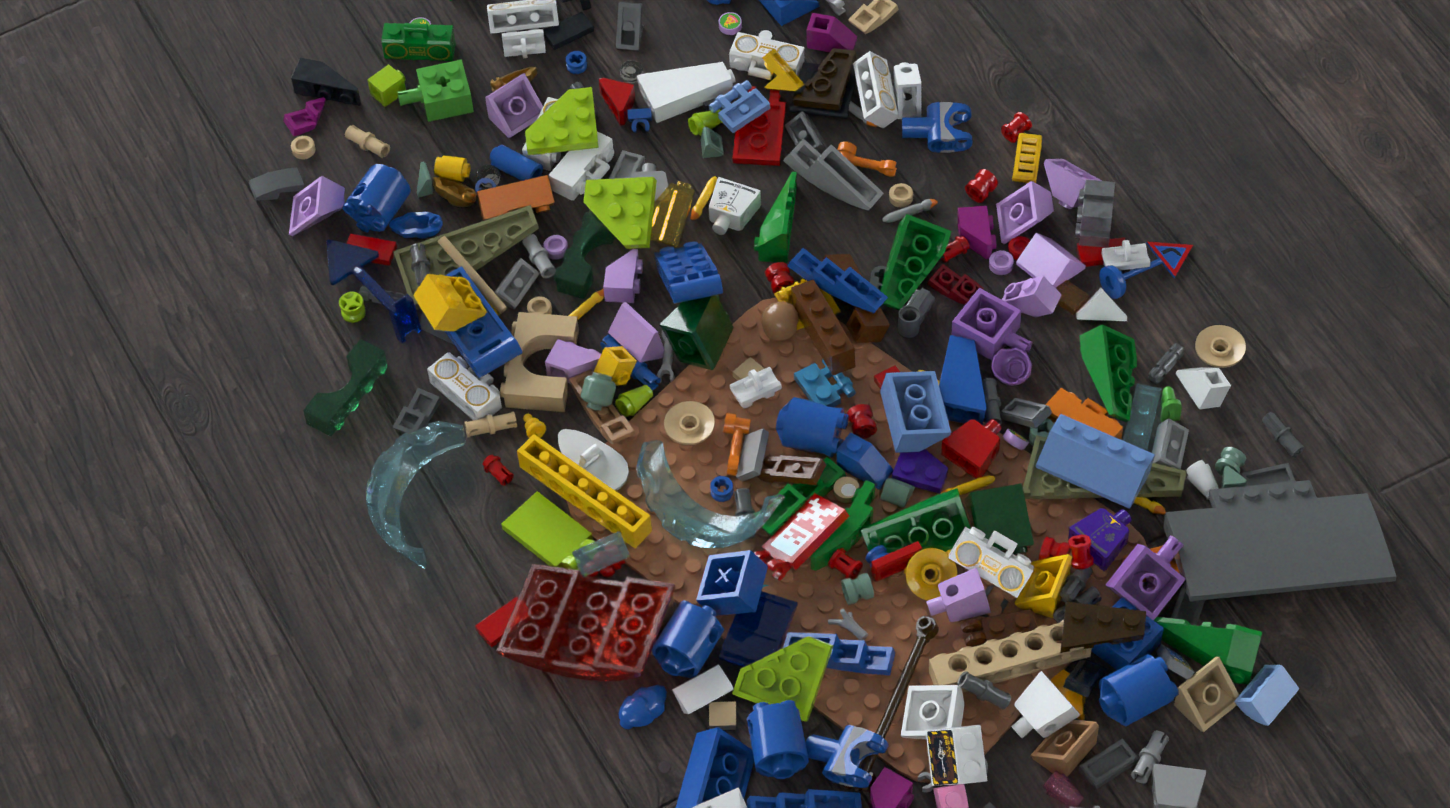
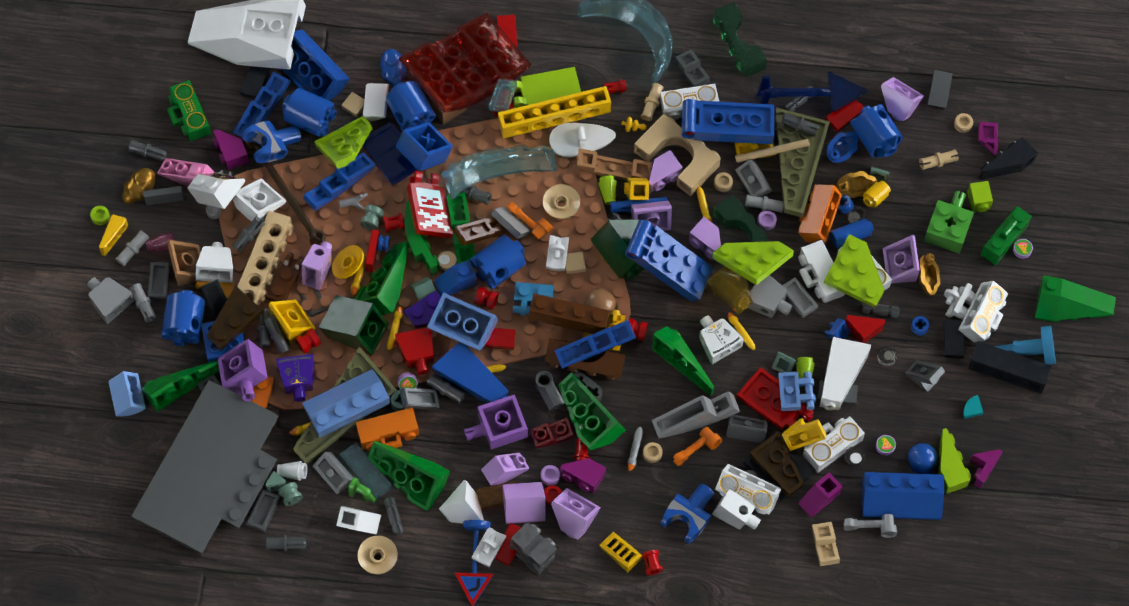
camera: 120 degrees right, 10 degrees up
(347, 305) = (802, 72): lime wheel -> none
(448, 302) = (744, 108): yellow slope -> none
(598, 390) = (623, 165): sand green head -> none
(715, 485) = (502, 199): blue bush -> none
(983, 183) = (618, 503): red wheel -> none
(993, 565) = (323, 291): white piece -> none
(1011, 366) = (460, 415): medium lavender hair -> none
(1066, 181) = (580, 562): lavender slope -> none
(1080, 550) = (294, 342): red bush -> none
(1175, 662) = (182, 351): flat silver tile -> none
(1207, 695) = (151, 359): tan slope -> none

